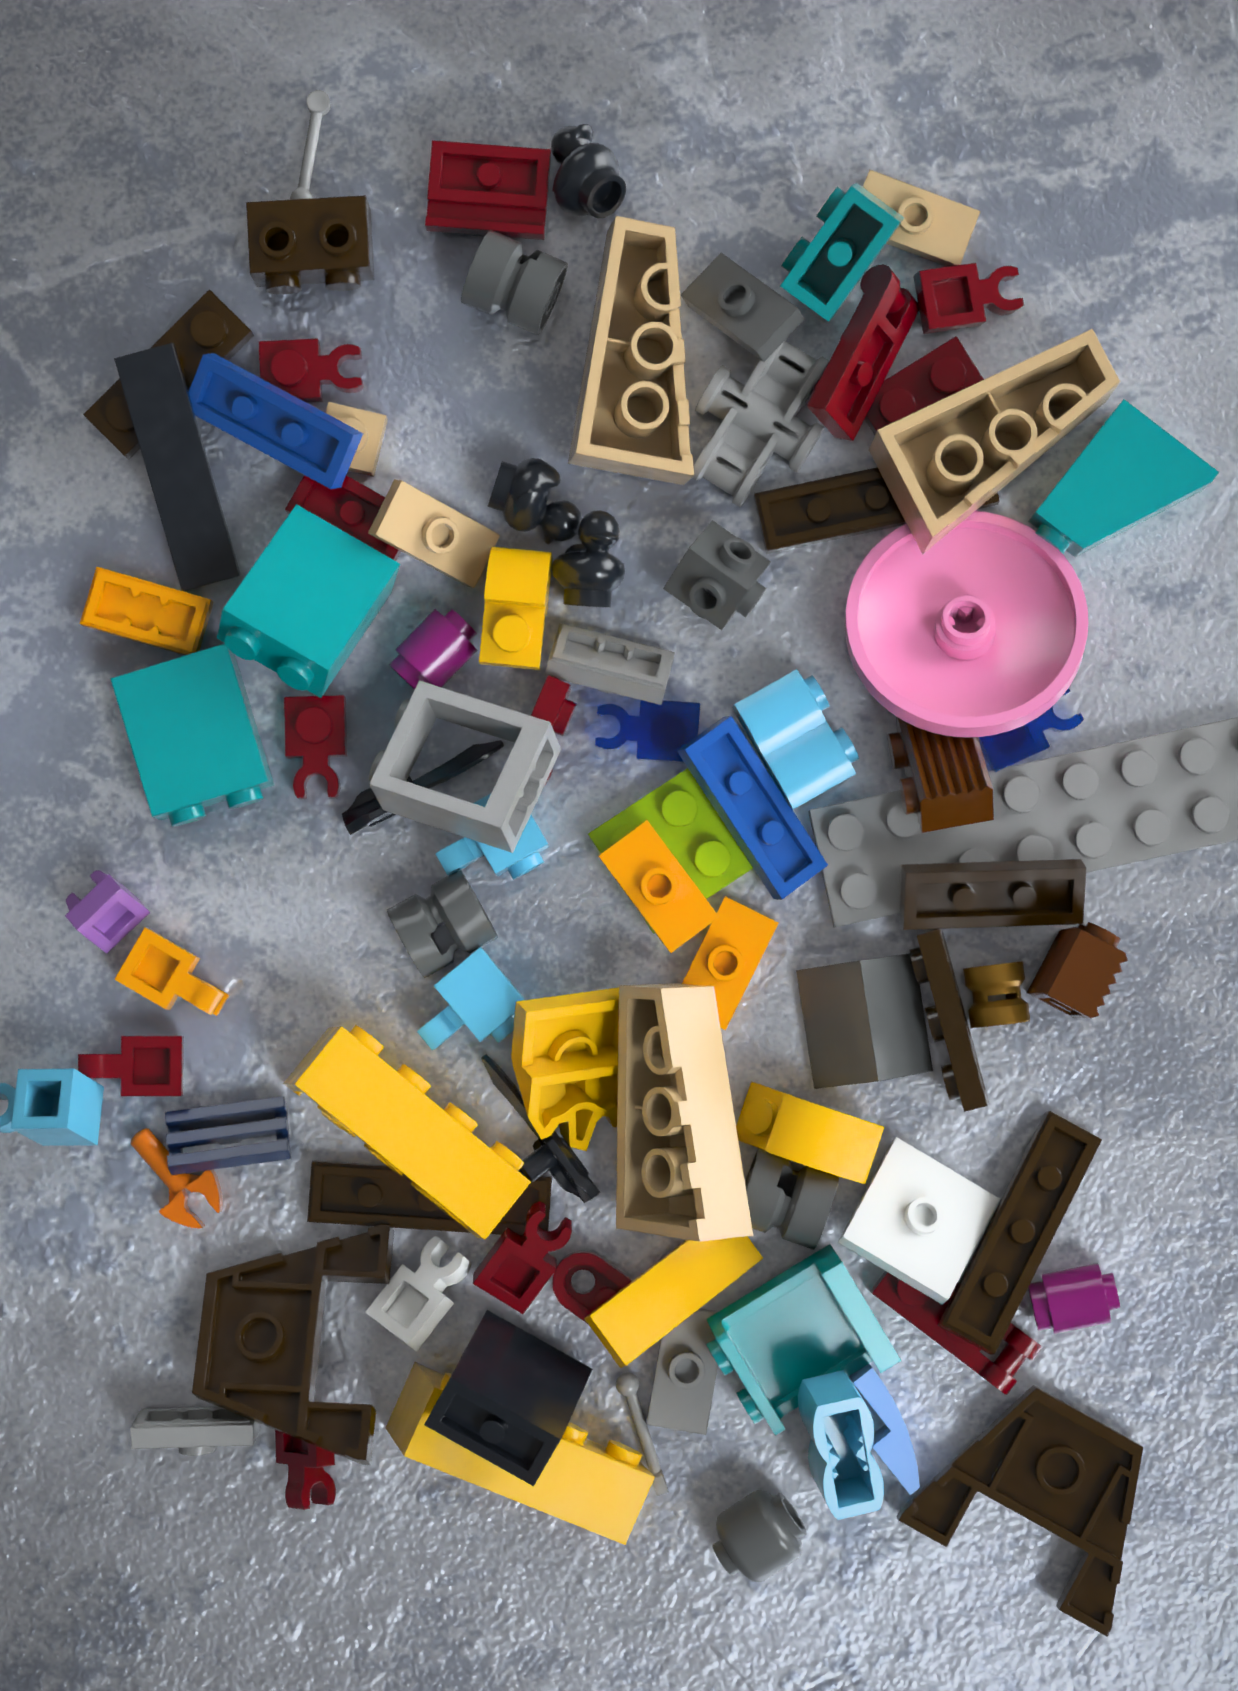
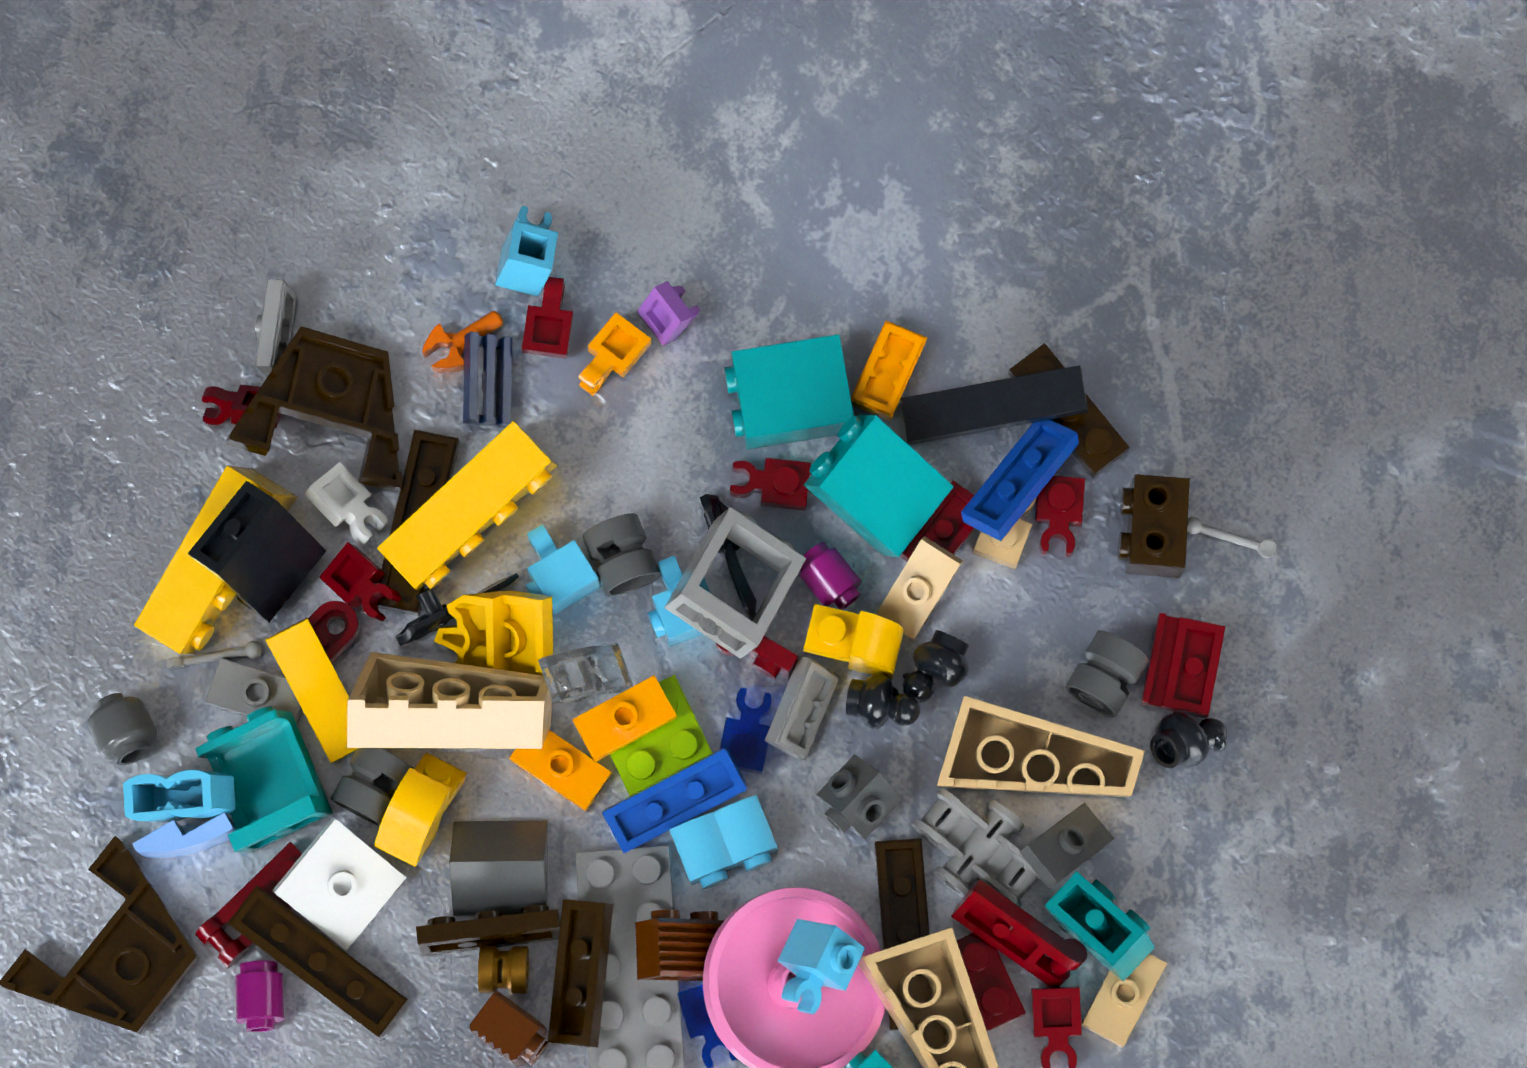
camera: 95 degrees right, 10 degrees down
(606, 945) = (585, 672): none -> clear slope
(940, 590) = (818, 957): none -> medium azure brick

